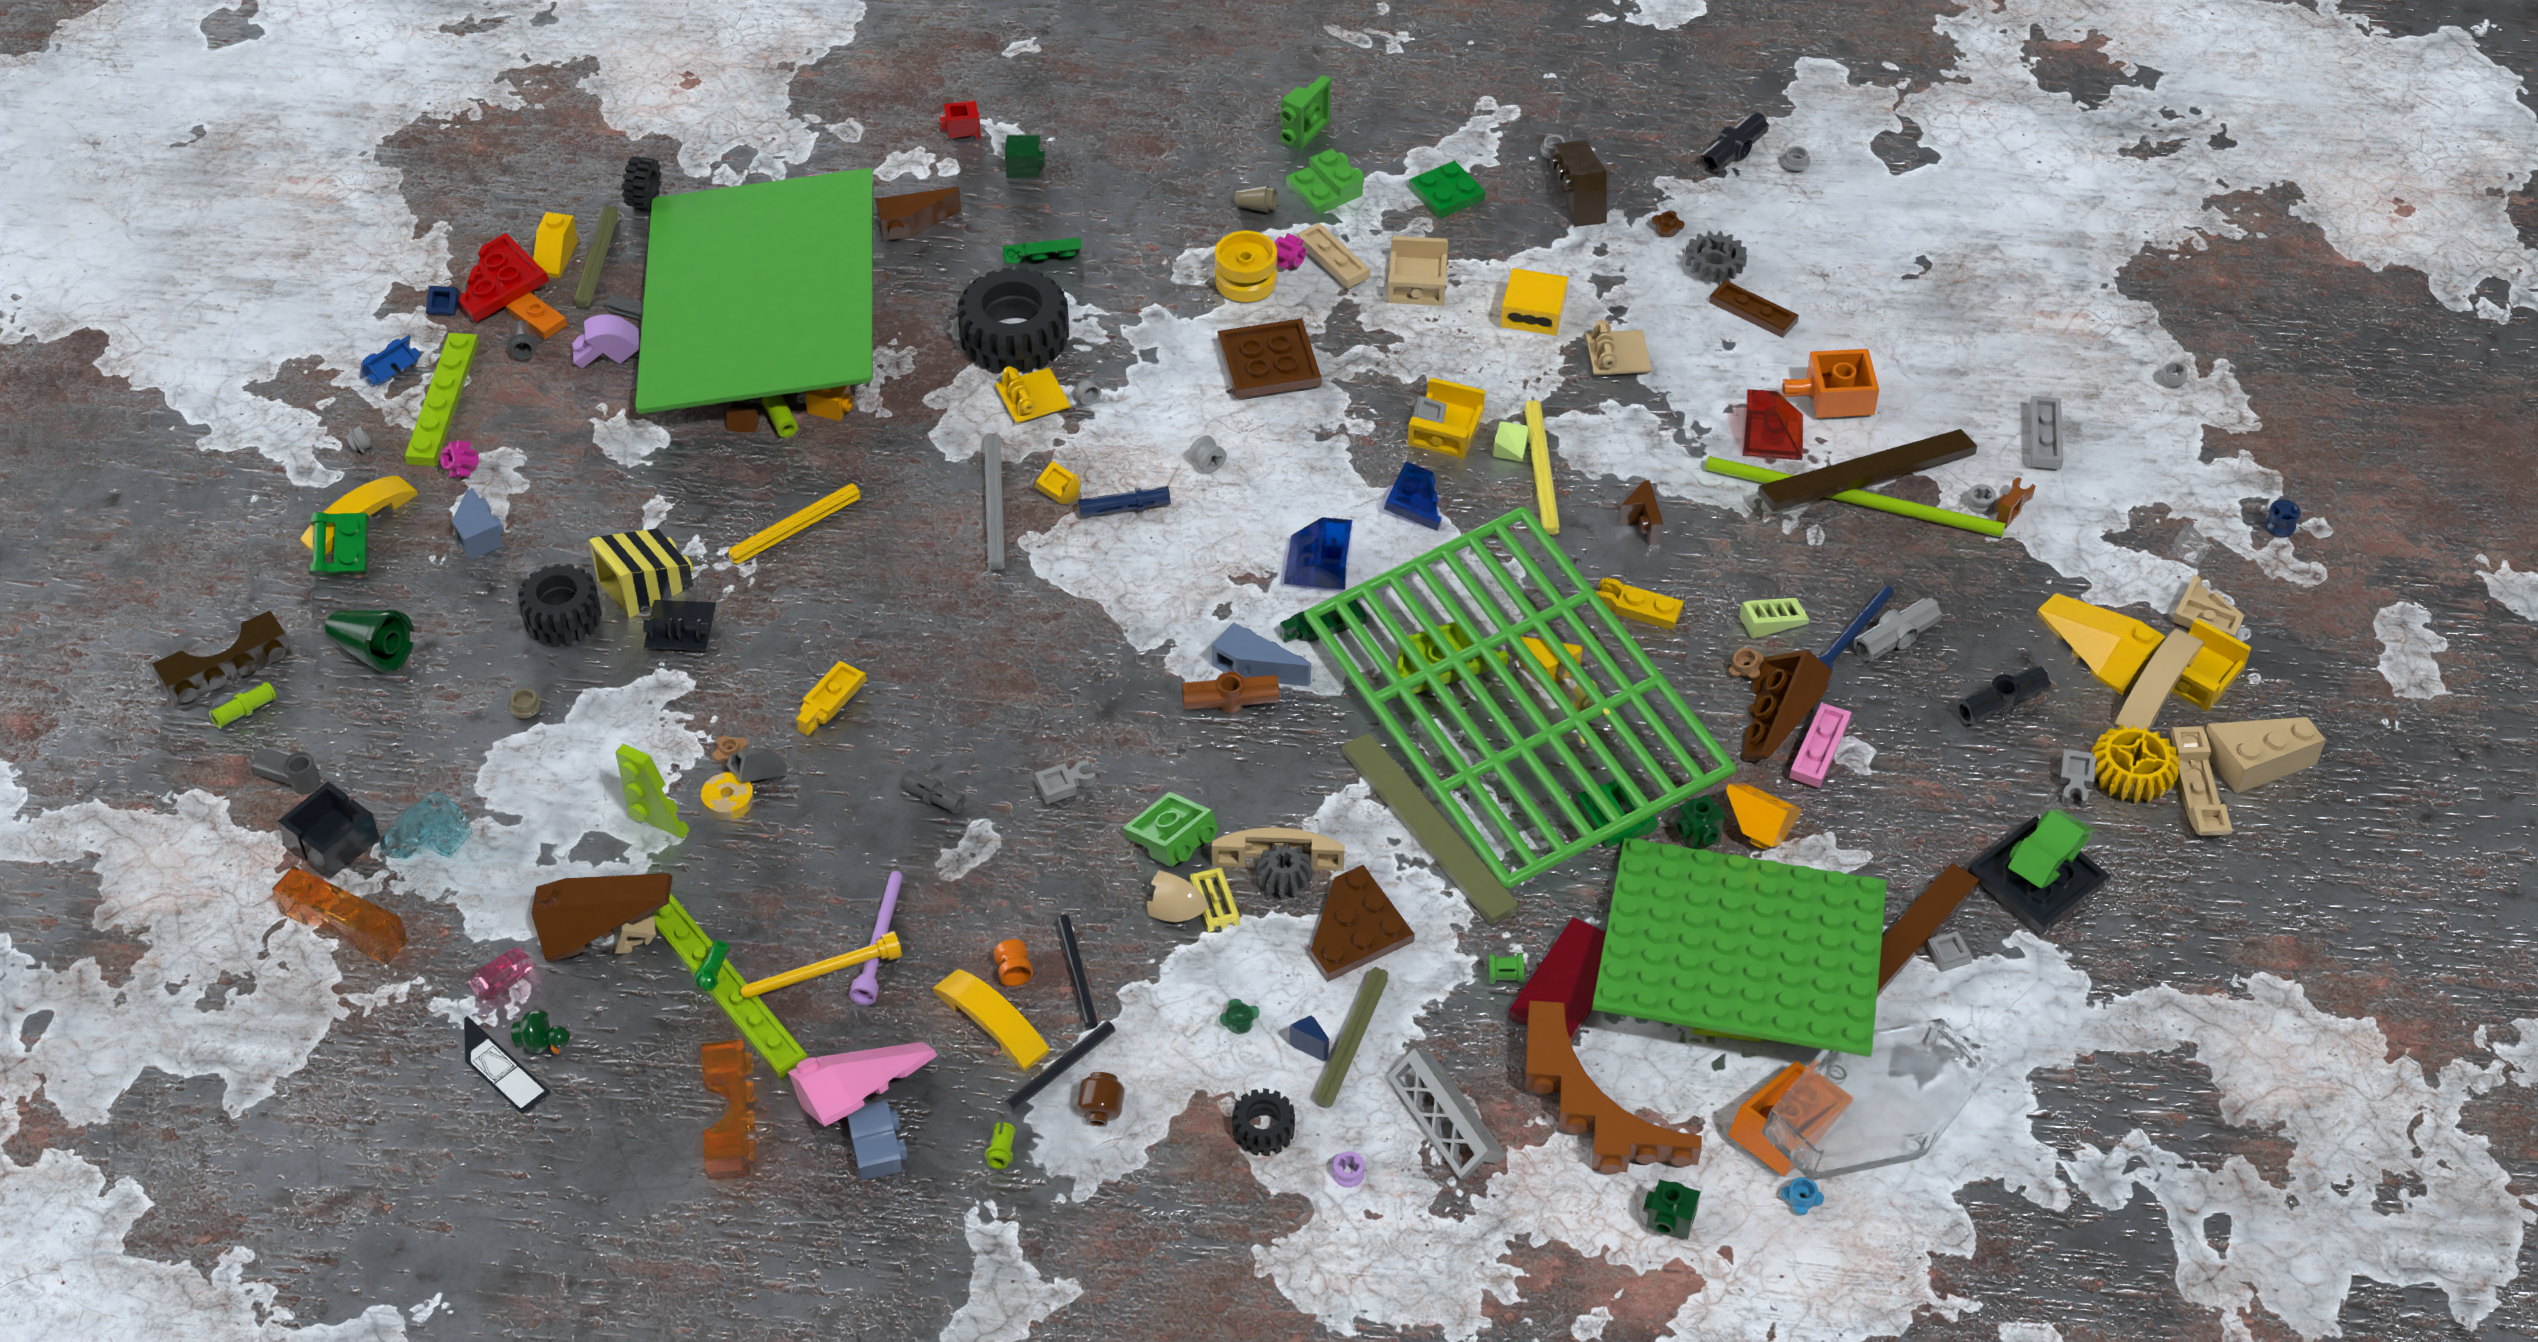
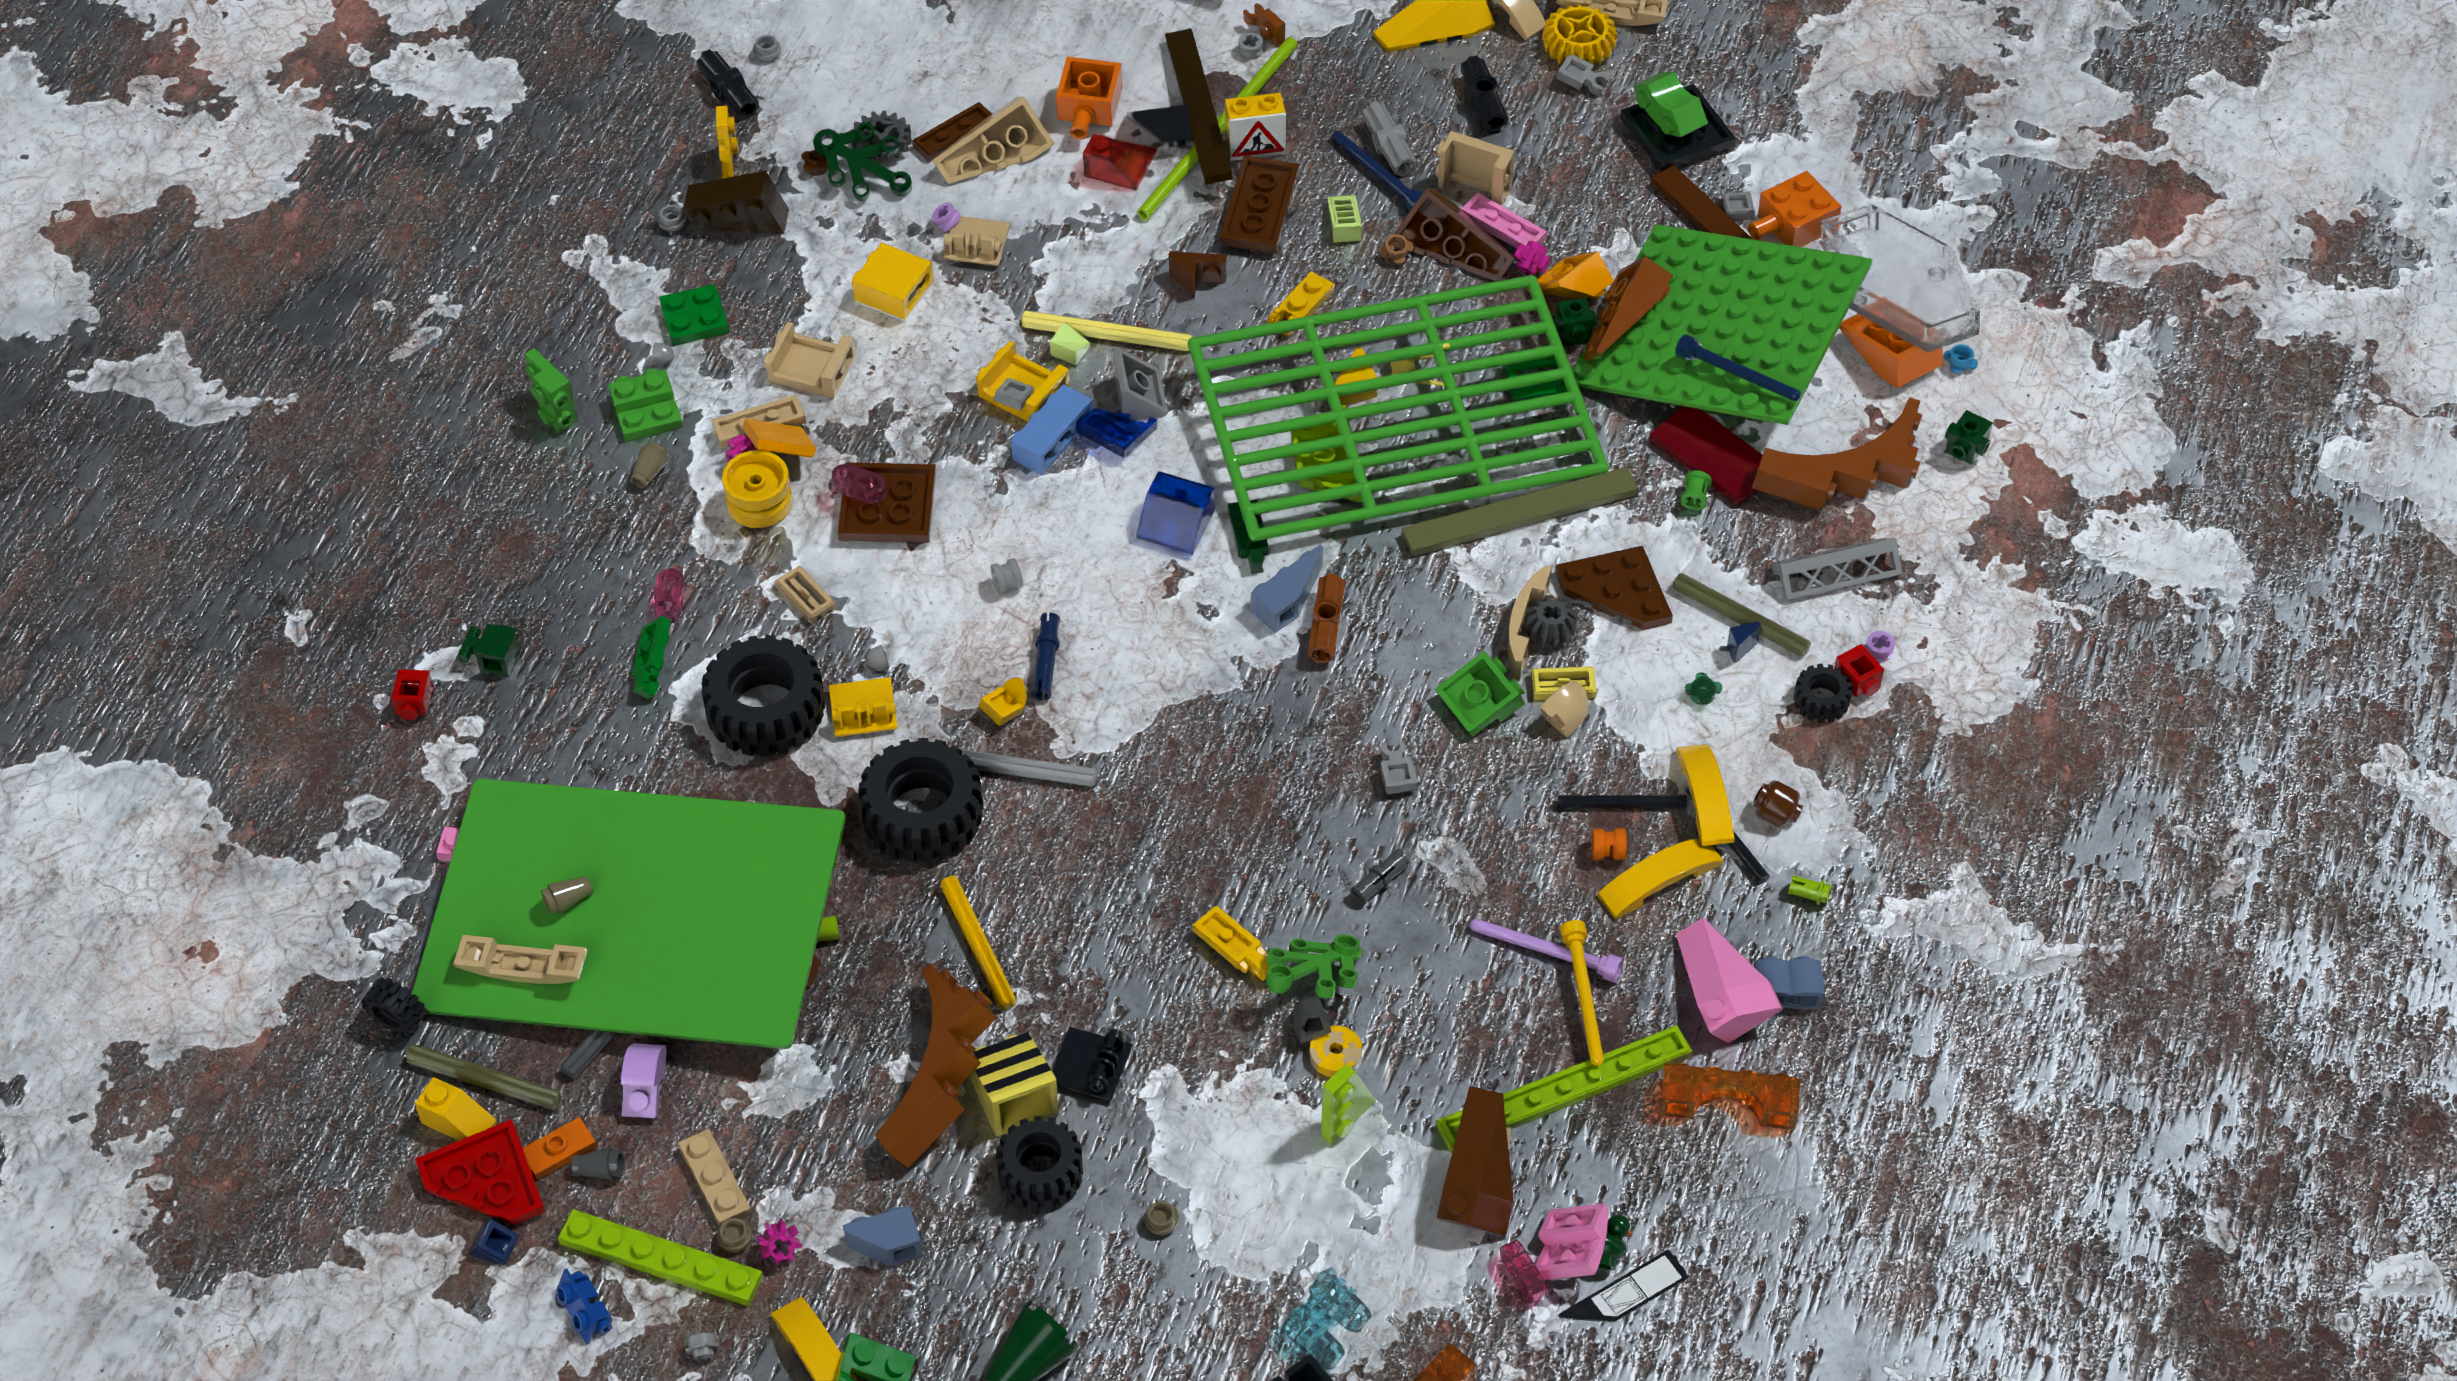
camera: 75 degrees left, 5 degrees up
(469, 432) = (734, 1235): none -> dark tan plate
(522, 413) = (714, 1177): none -> tan plate
(523, 1001) = (1572, 1241): none -> bright pink slope
(648, 511) = (948, 1061): none -> dark orange arch
(695, 232) = (520, 963): none -> tan slope
(708, 971) = (1563, 1083): green arm -> none
(728, 746) = (1276, 1047): medium nougat plate -> none
(756, 238) = (564, 894): none -> dark tan cone
(833, 774) = (1343, 949): none -> bright green plant
(914, 212) = (544, 759): reddish brown slope -> none
(926, 471) = (924, 833): none -> black tyre
(1098, 1027) = (1707, 793): none -> yellow slope
(1118, 247) = (675, 595): none -> clear pink beam
(1153, 333) = (799, 604): none -> tan tile
(1278, 328) = (859, 483): none -> clear pink beam
(1298, 1148) = (1862, 670): none -> red brick
(1306, 263) = (779, 438): none -> light orange tile
(1387, 177) = (662, 355): none -> light grey hinge
(1390, 446) = (1050, 430): none -> medium blue brick
(1472, 495) = (1138, 386): none -> light grey slope
(1634, 322) = (946, 216): none -> lavender bush
(1649, 153) = (727, 144): none -> yellow wing
(1674, 911) = (1691, 349): none -> dark blue piece
(1676, 218) = (859, 159): none -> dark green plant
(1747, 858) = (1629, 298): none -> dark orange wedge
(1750, 339) = (999, 141): none -> tan wedge
(1758, 545) = (1259, 204): none -> reddish brown plate
(1775, 772) = (1531, 258): none -> dark pink gear
(1827, 442) = (1165, 123): none -> black slope
(1850, 512) = (1255, 126): none -> piece
(1874, 712) = (1476, 165): none -> tan panel
(1955, 993) = (1794, 211): none -> orange brick

